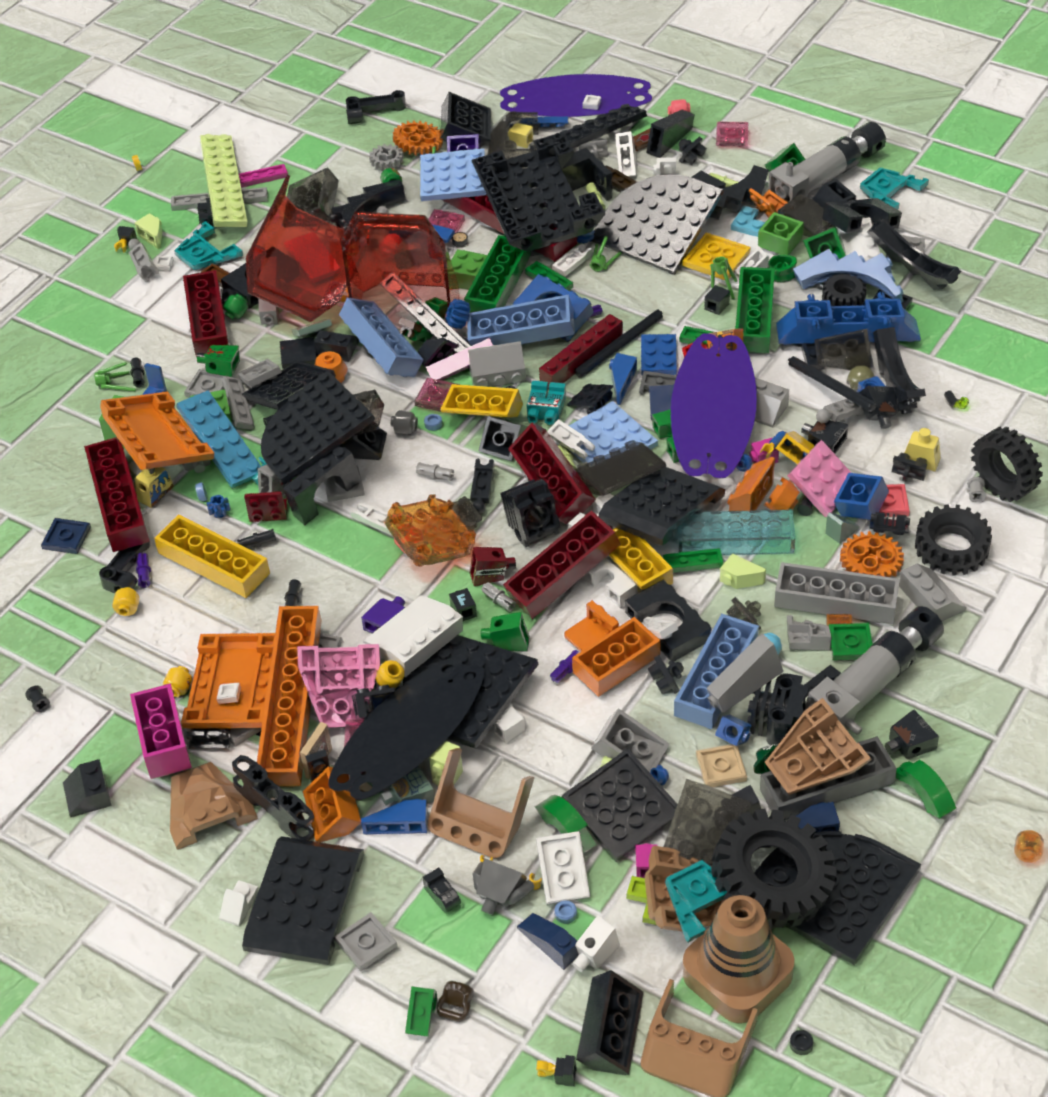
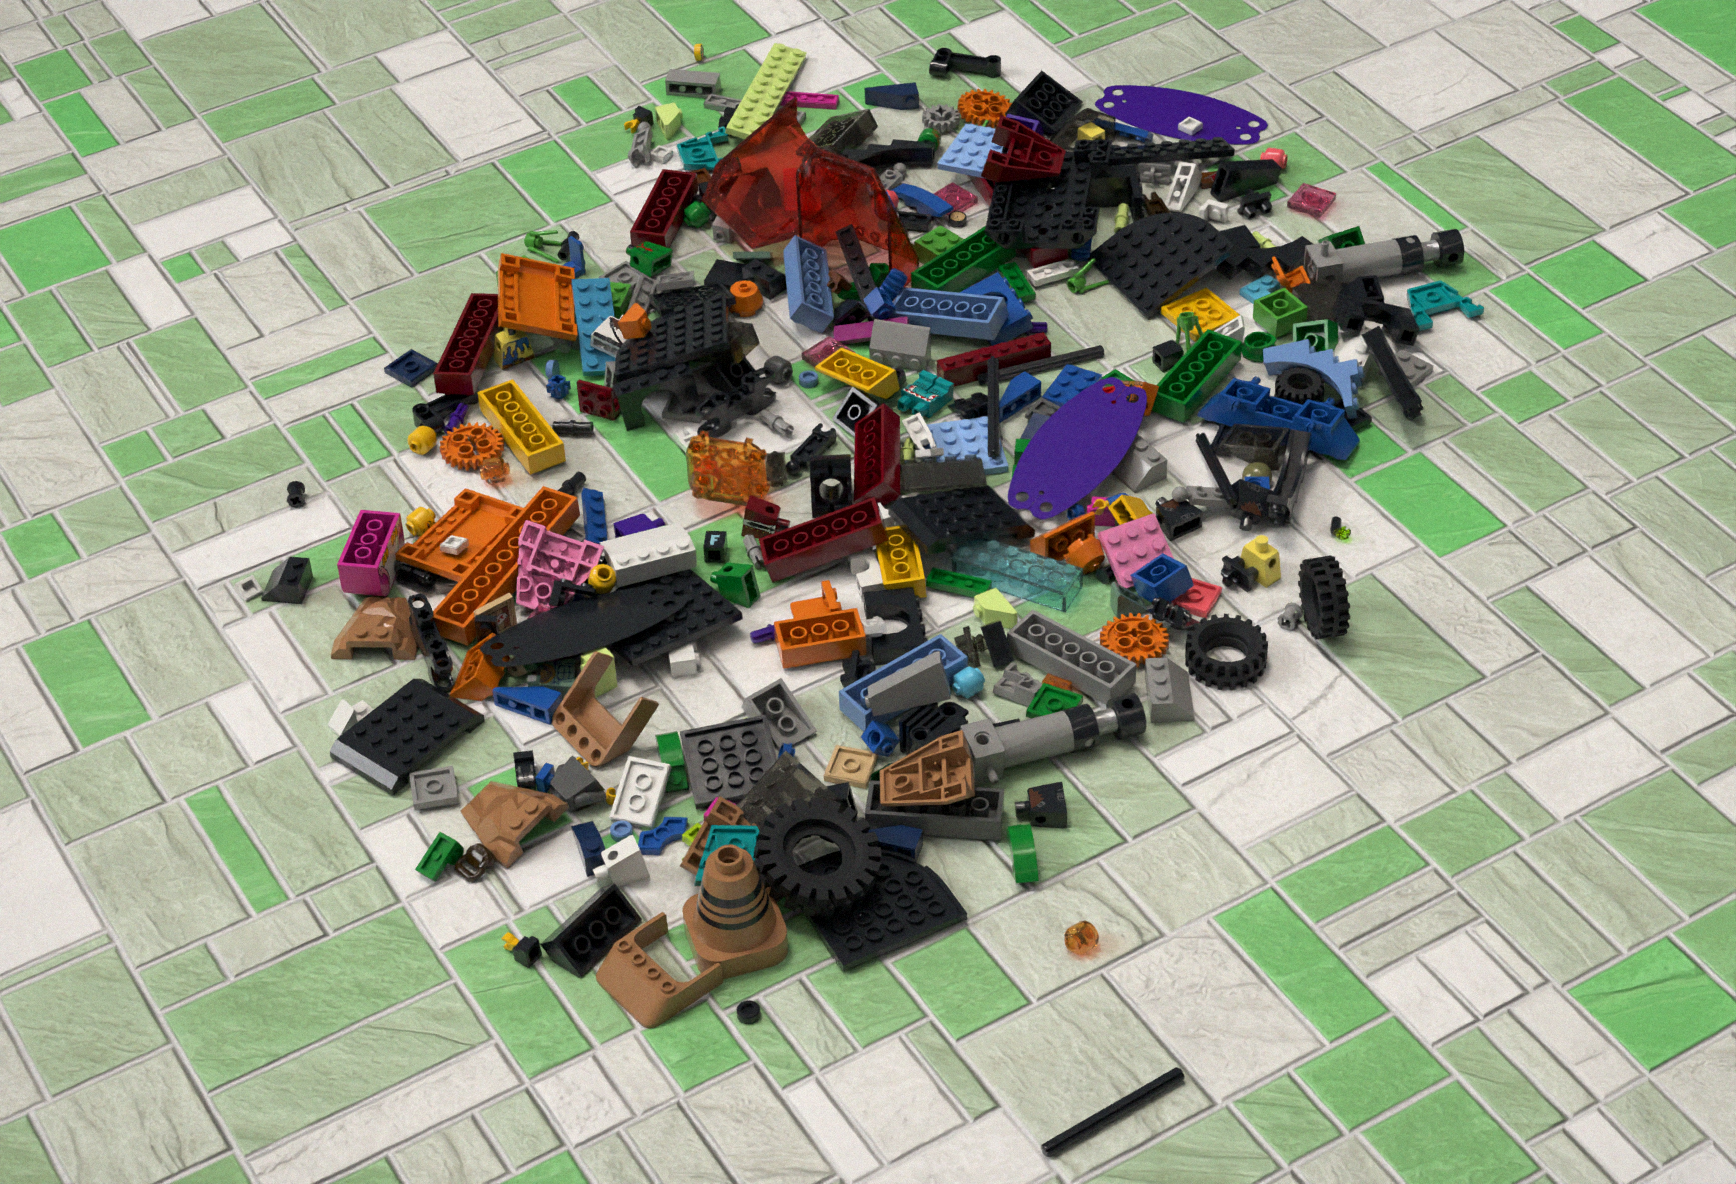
camera: 25 degrees right, 5 degrees down
(50, 810) = (248, 588): none -> white slope
(150, 192) = (692, 83): none -> light grey brick
(175, 590) = (459, 451): none -> orange gear
(213, 606) = (494, 470): none -> clear orange head
(245, 442) = (608, 336): none -> white torso
(266, 423) = (635, 323): none -> orange slope
(335, 150) = (894, 96): none -> dark blue slope
(336, 619) = (594, 515): none -> blue plate
(388, 472) = (745, 399): none -> black piece
(457, 942) = (505, 814): none -> medium nougat wedge
(460, 335) = (879, 304): none -> blue brick
(466, 889) = (544, 778): none -> blue plate
(502, 166) = (1027, 154): none -> dark red wedge
(594, 452) = (929, 452): none -> white tile
(609, 891) = (655, 840): none -> blue tile
(616, 393) = (993, 407): none -> black axle
(770, 603) = (997, 643): none -> black plate

